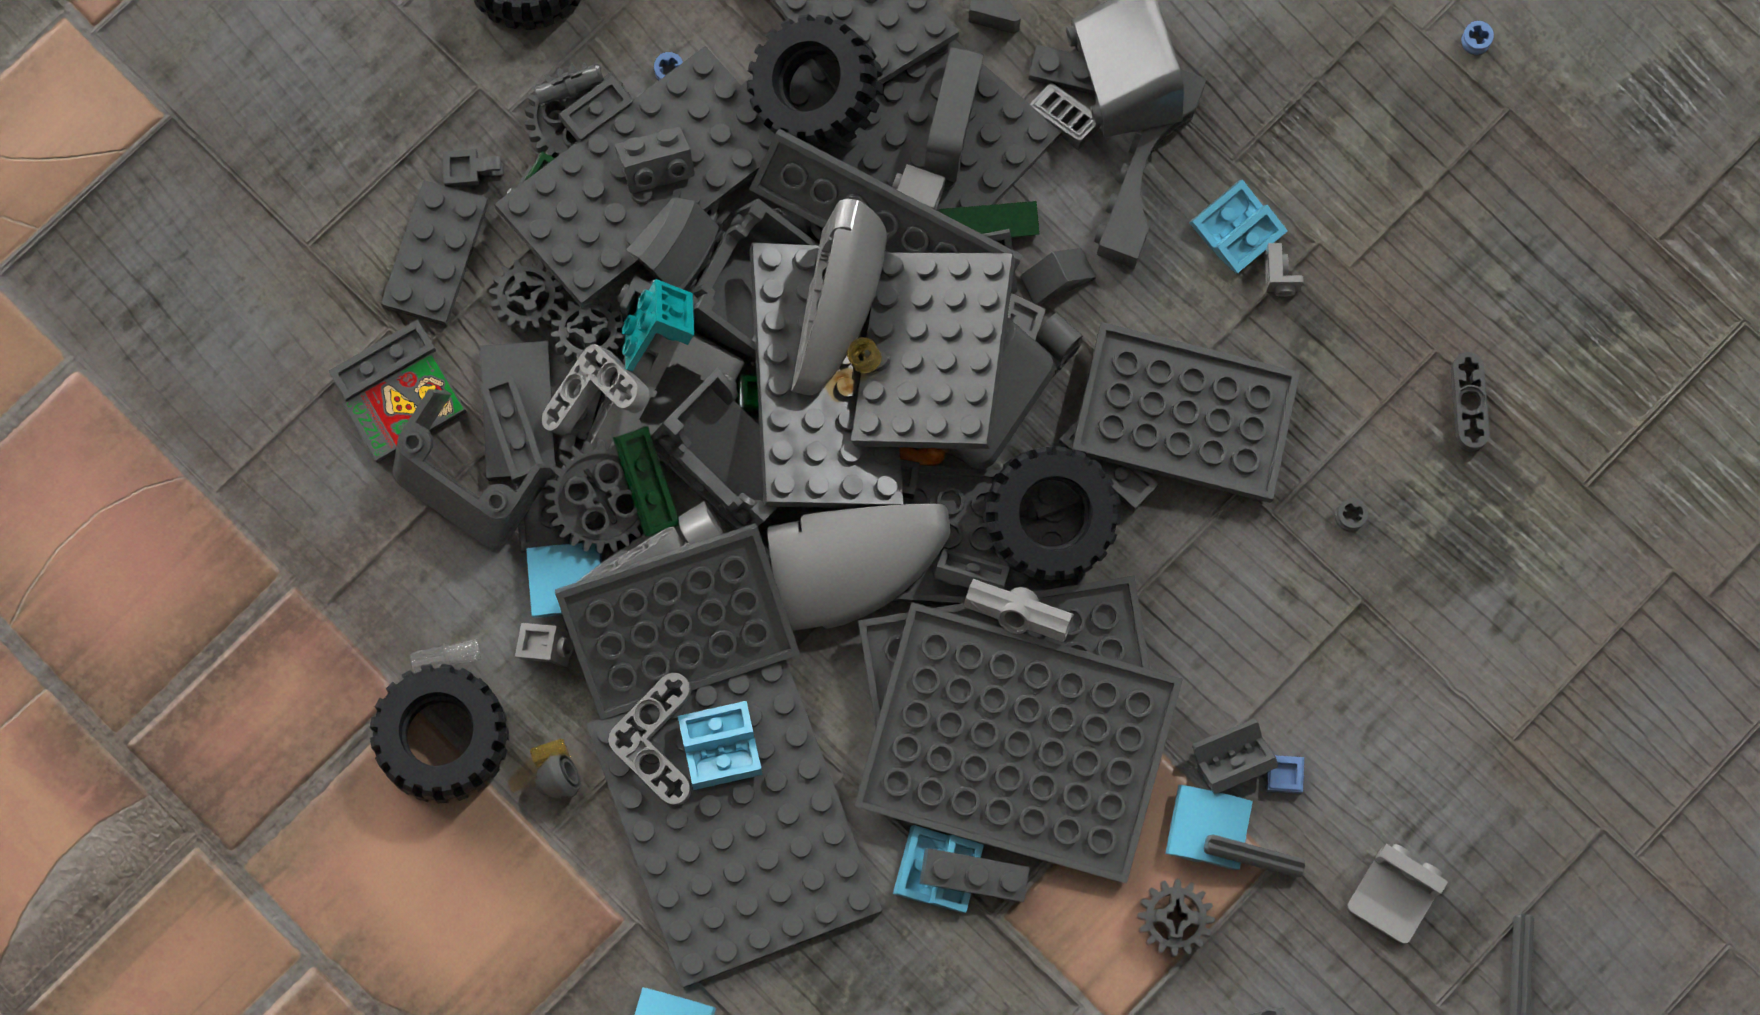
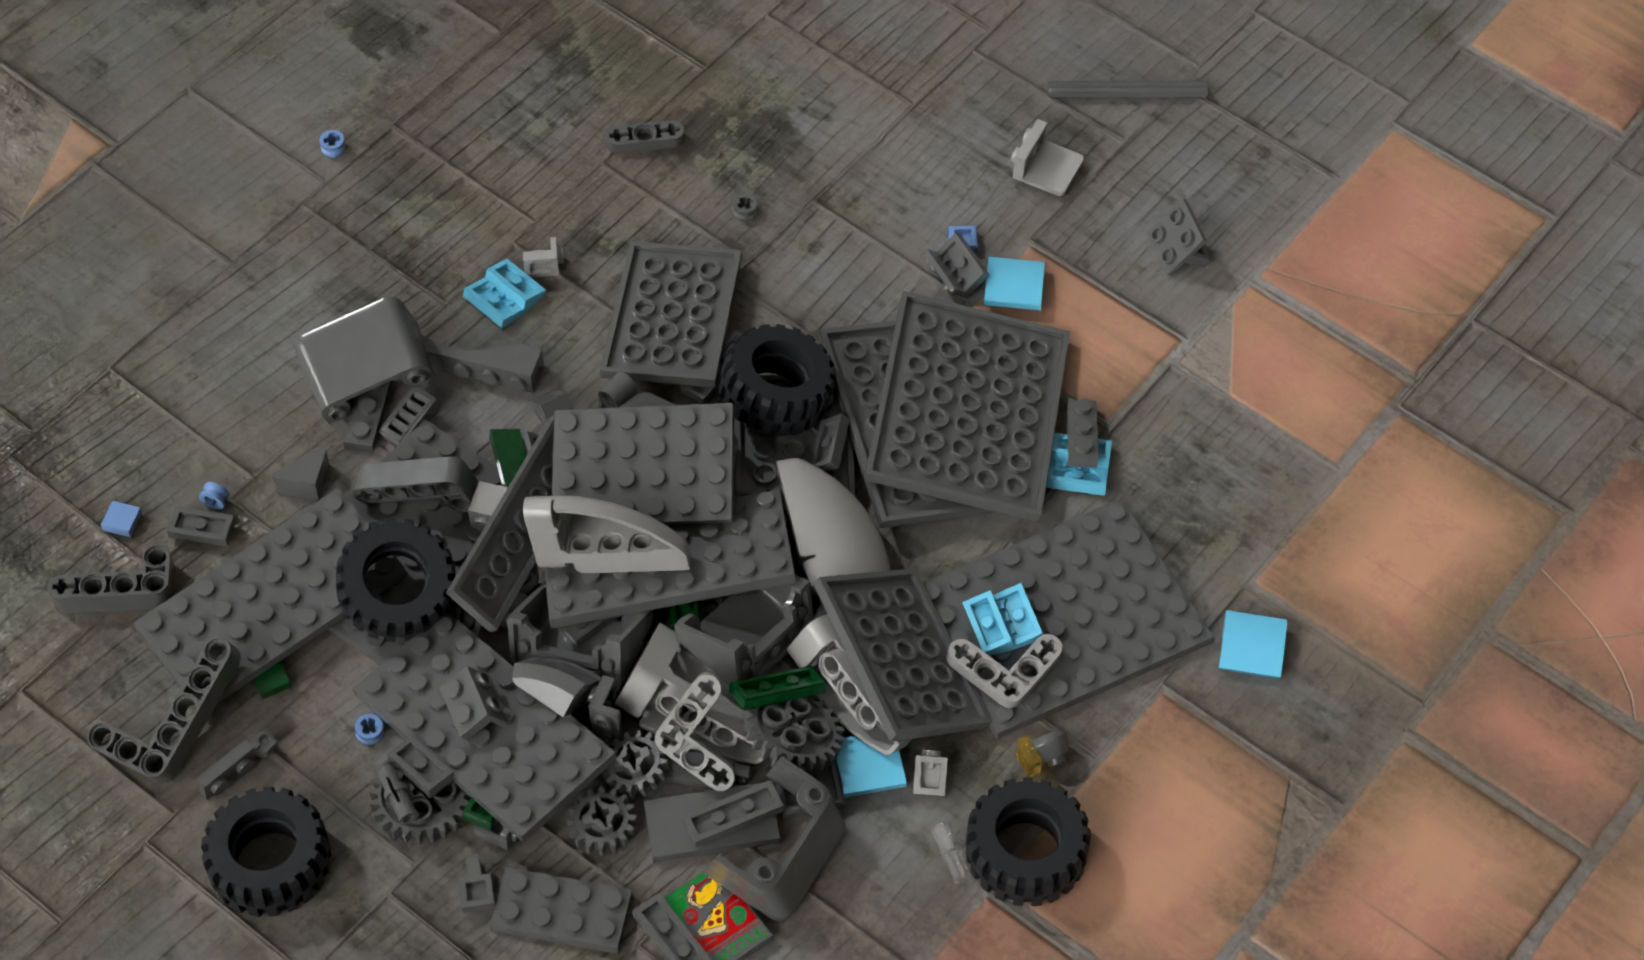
camera: 95 degrees left, 20 degrees down
(661, 311) = (636, 679): teal bracket -> none
(869, 364) = (650, 504): clear yellow bush -> none
(1018, 610) = (863, 397): light grey piece -> none
(1191, 918) = (1091, 298): dark grey gear -> none
(1254, 855) = (1033, 250): dark grey axle -> none

